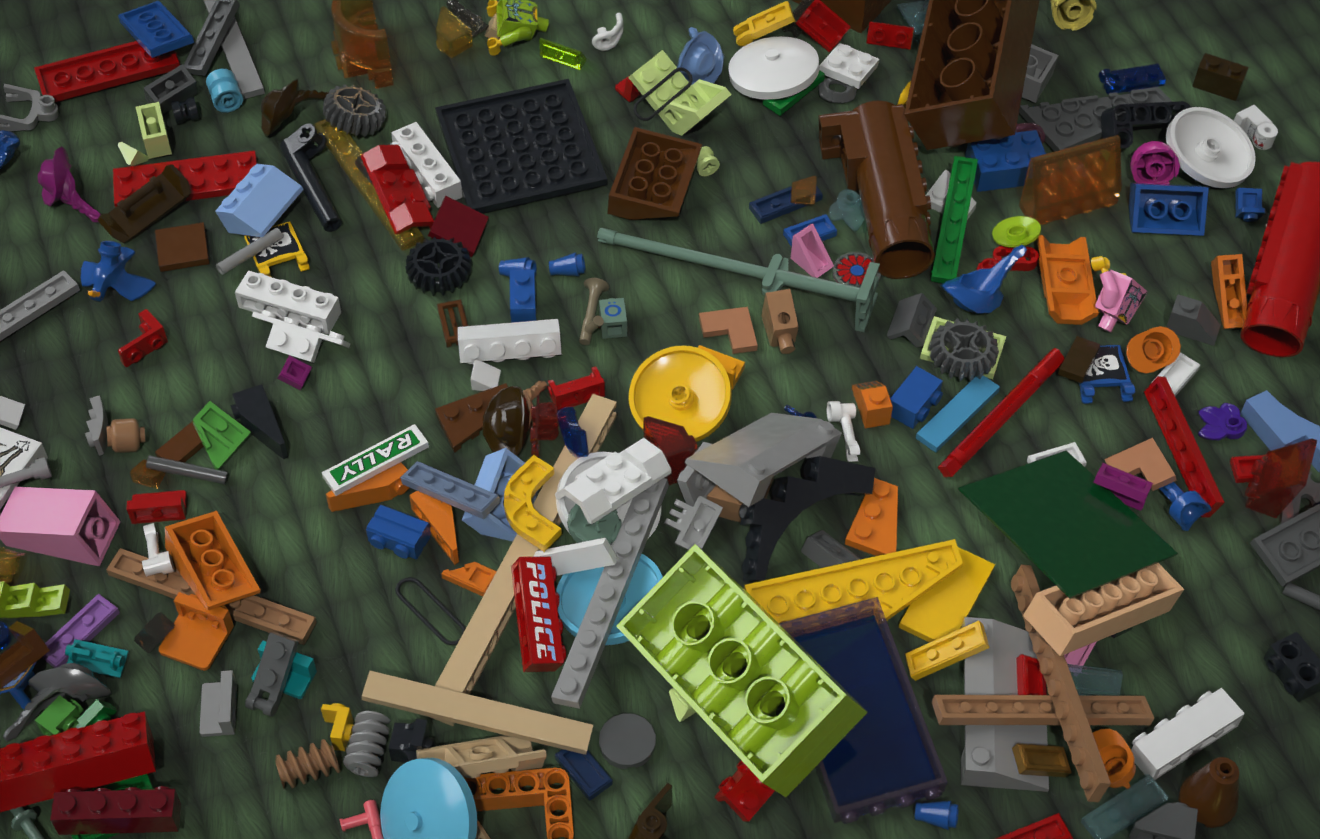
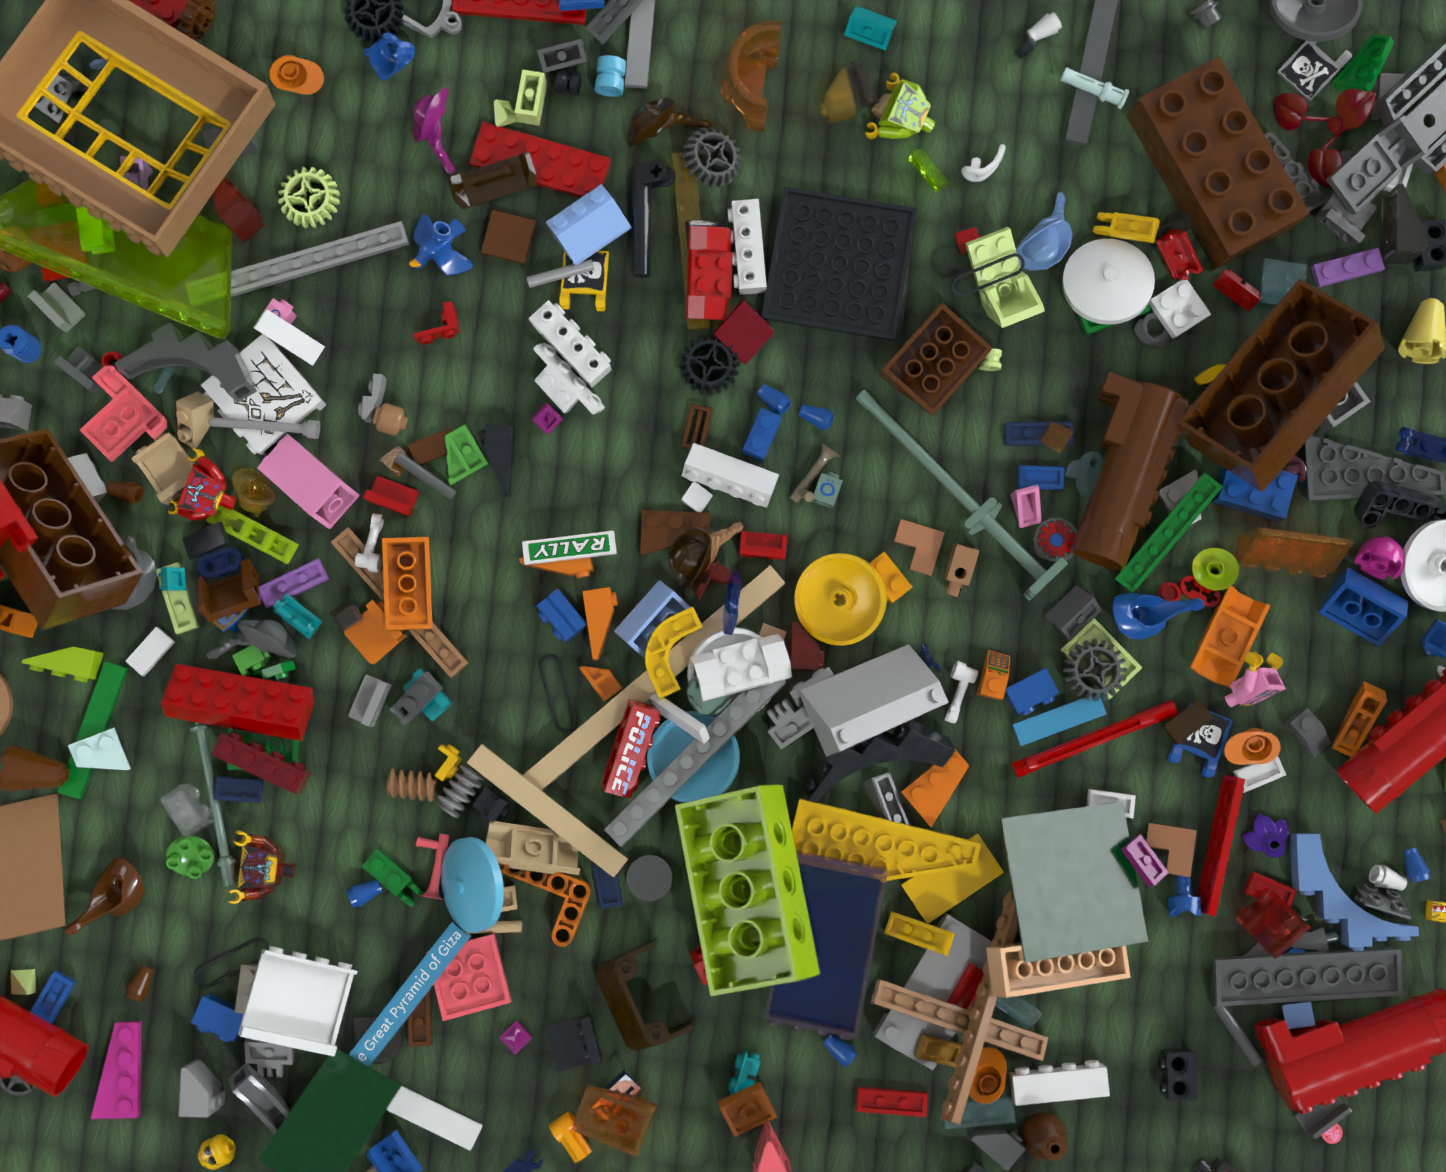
camera: 30 degrees right, 30 degrees up
(450, 490) = (613, 608): sand blue tile -> none

